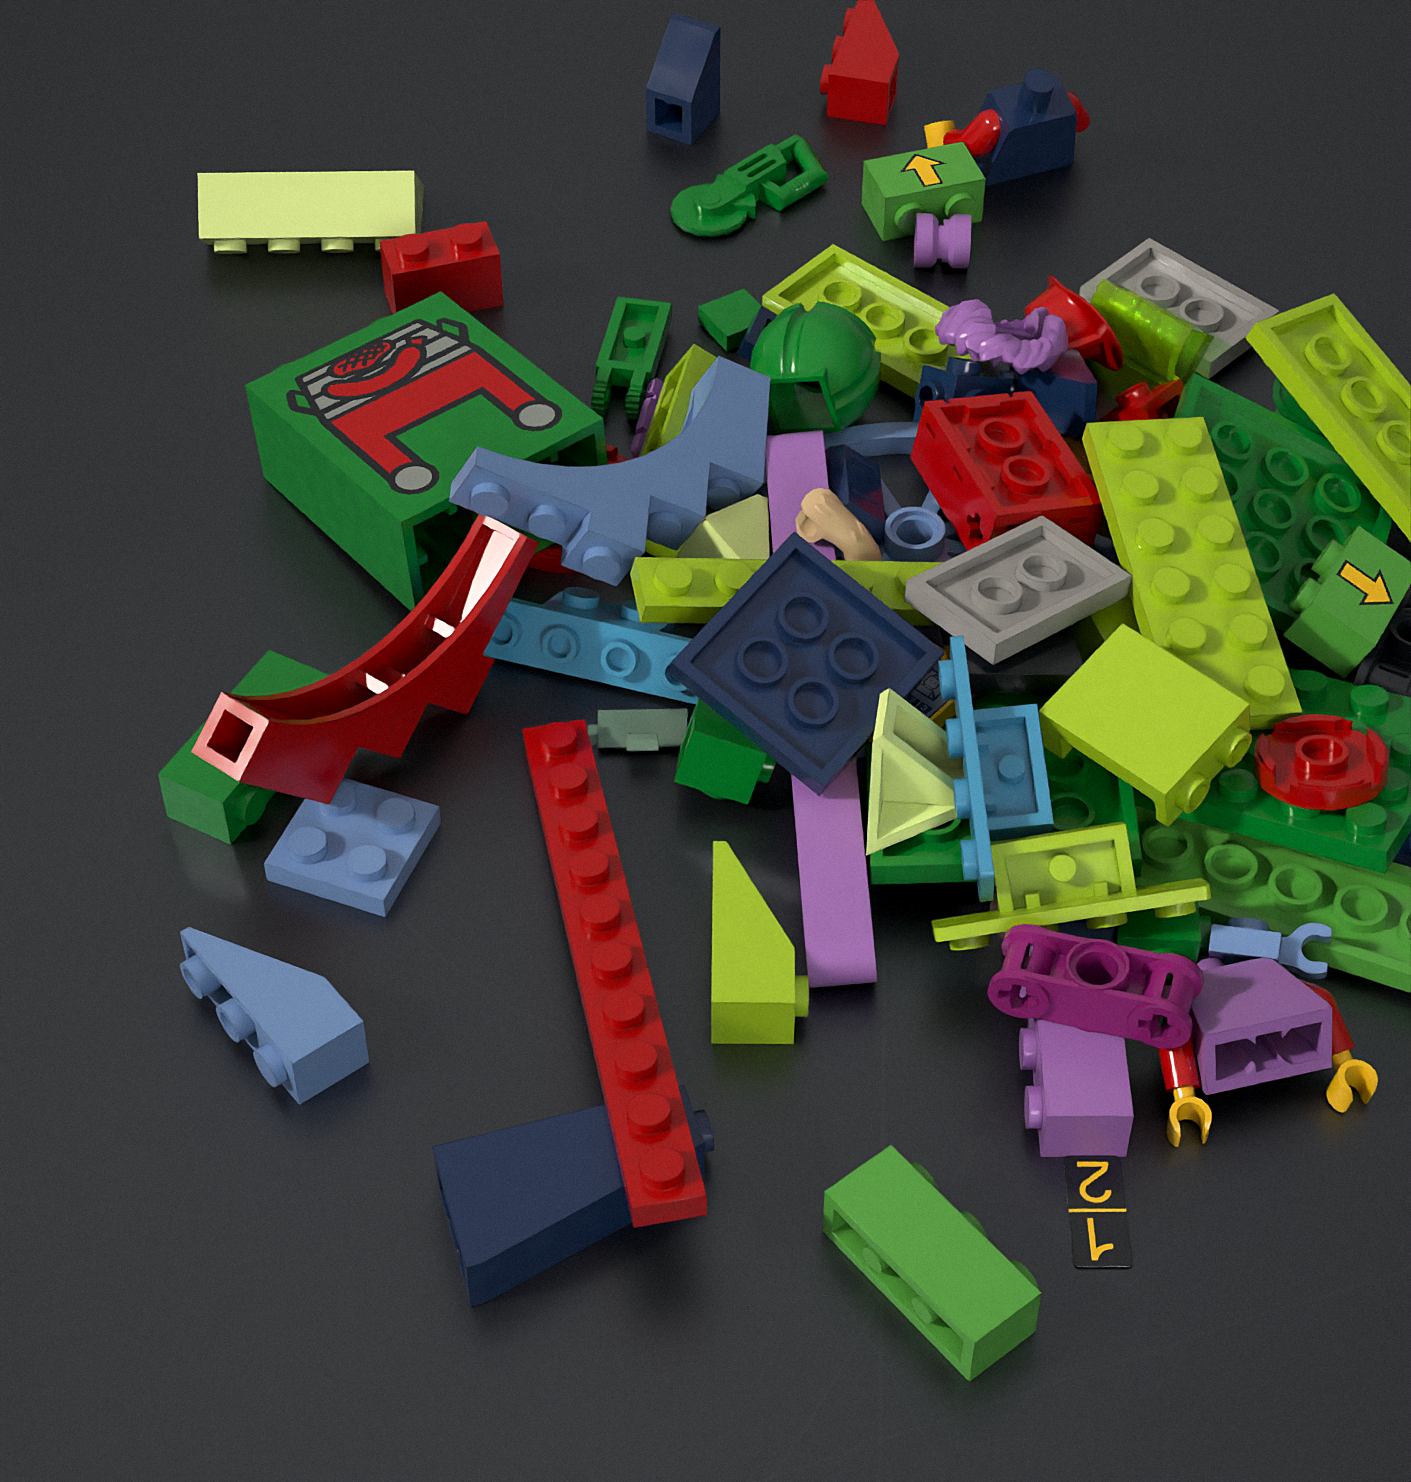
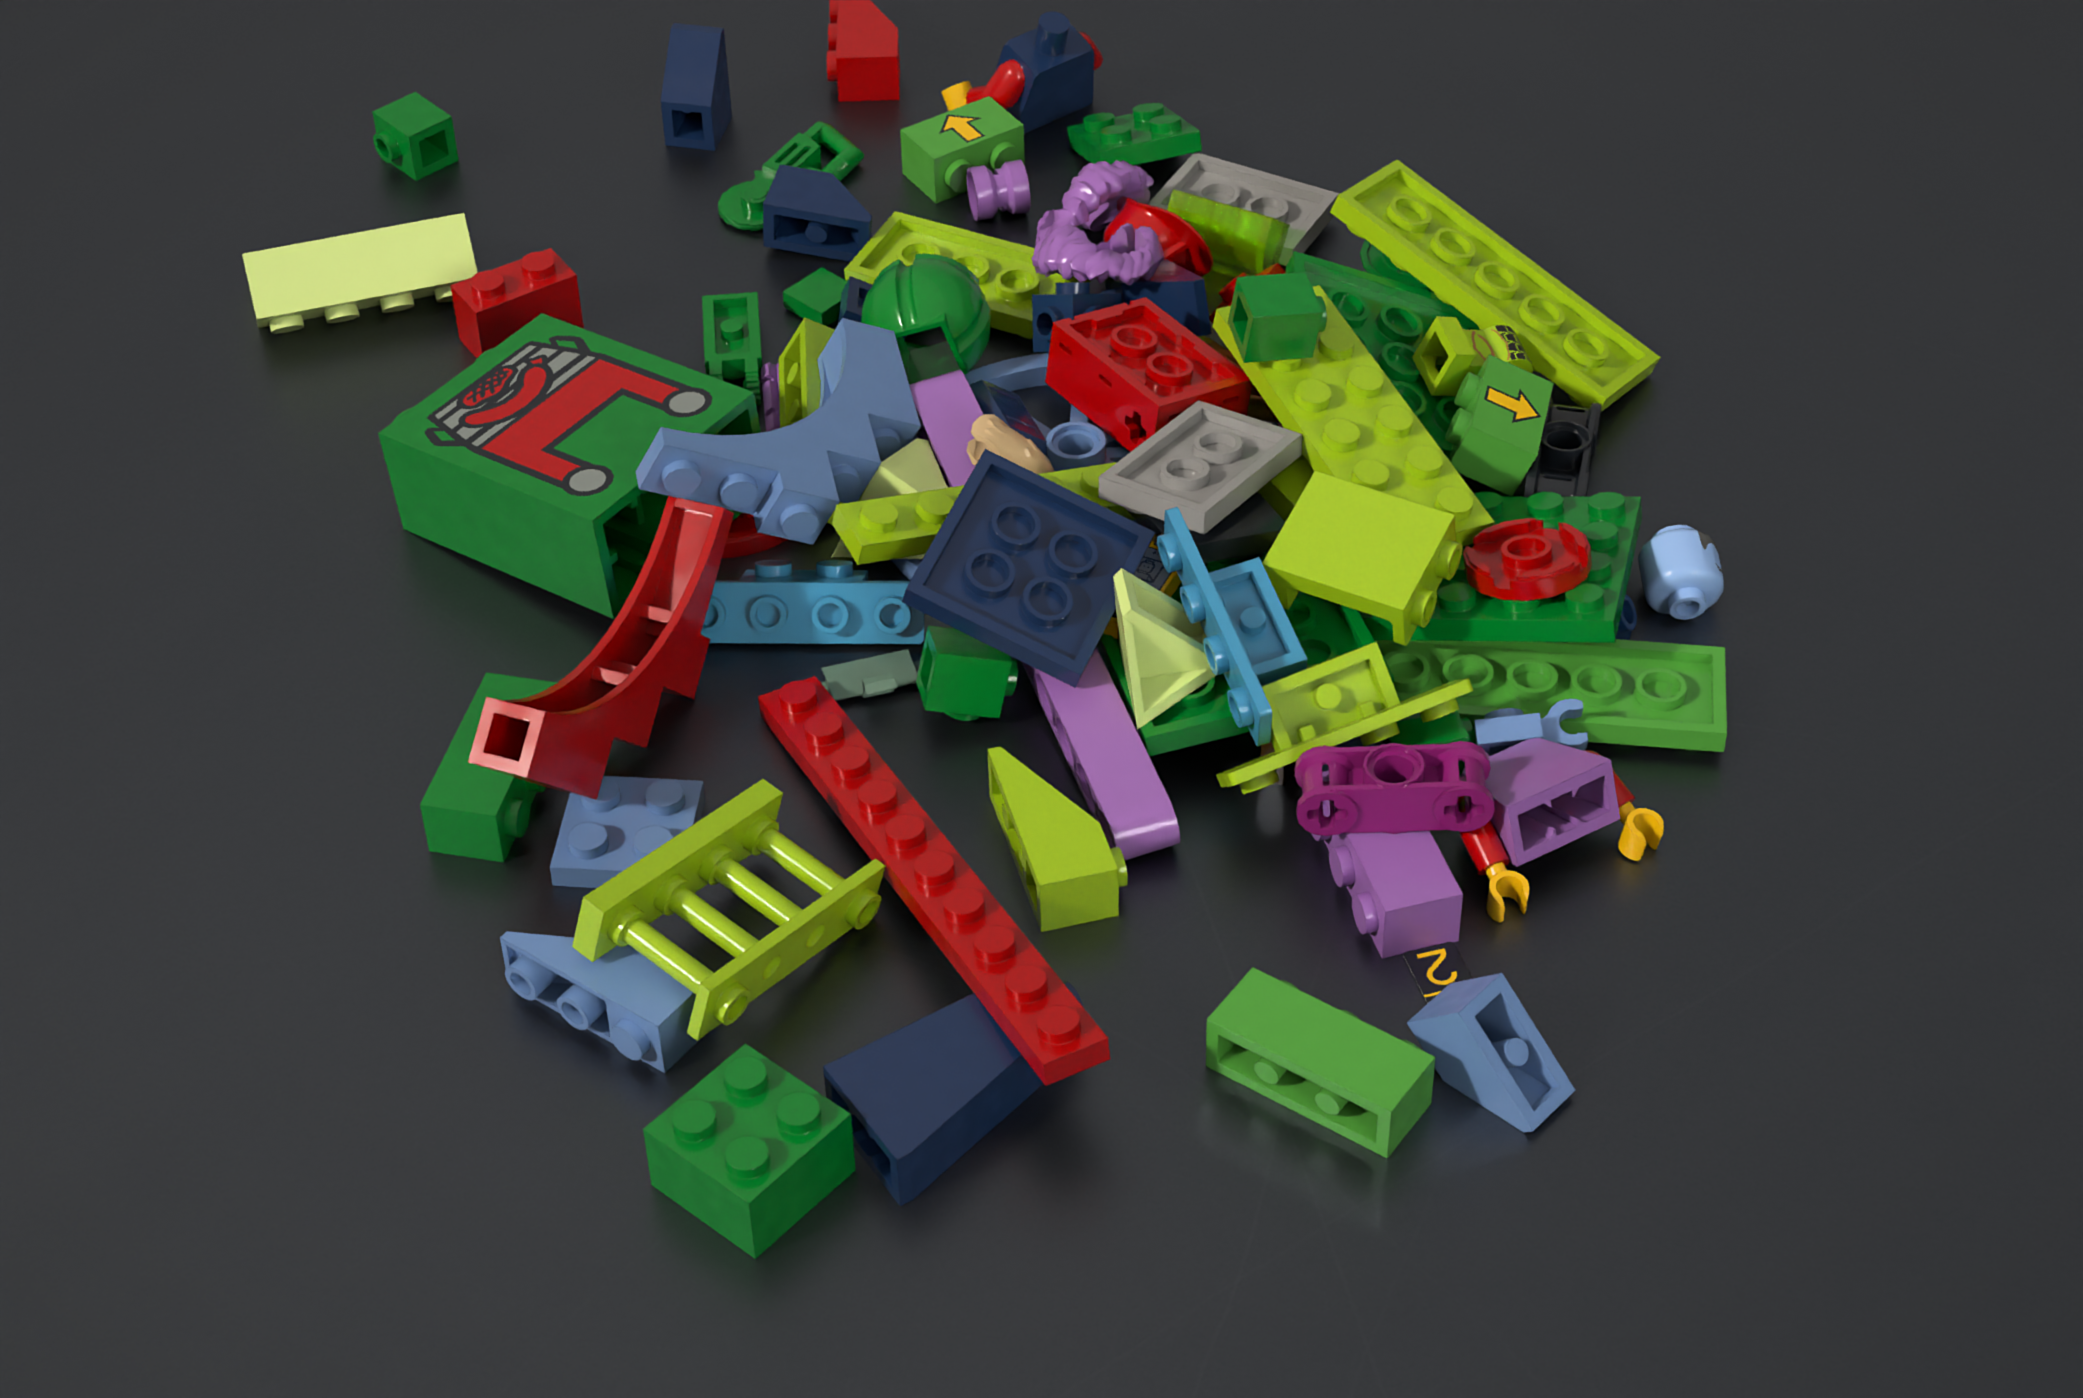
camera: 15 degrees left, 5 degrees down
(339, 1214) = (750, 1150): none -> green brick
(401, 894) = (711, 854): none -> lime fence
(412, 79) = (415, 136): none -> green brick
(751, 232) = (814, 215): none -> dark blue slope
(1026, 270) = (1094, 196): none -> medium lavender piece
(1095, 211) = (1137, 138): none -> green plate
(1110, 1296) = (1492, 1051): none -> medium blue slope
(1138, 447) = (1276, 317): none -> green brick
(1337, 516) = (1464, 352): none -> lime leg

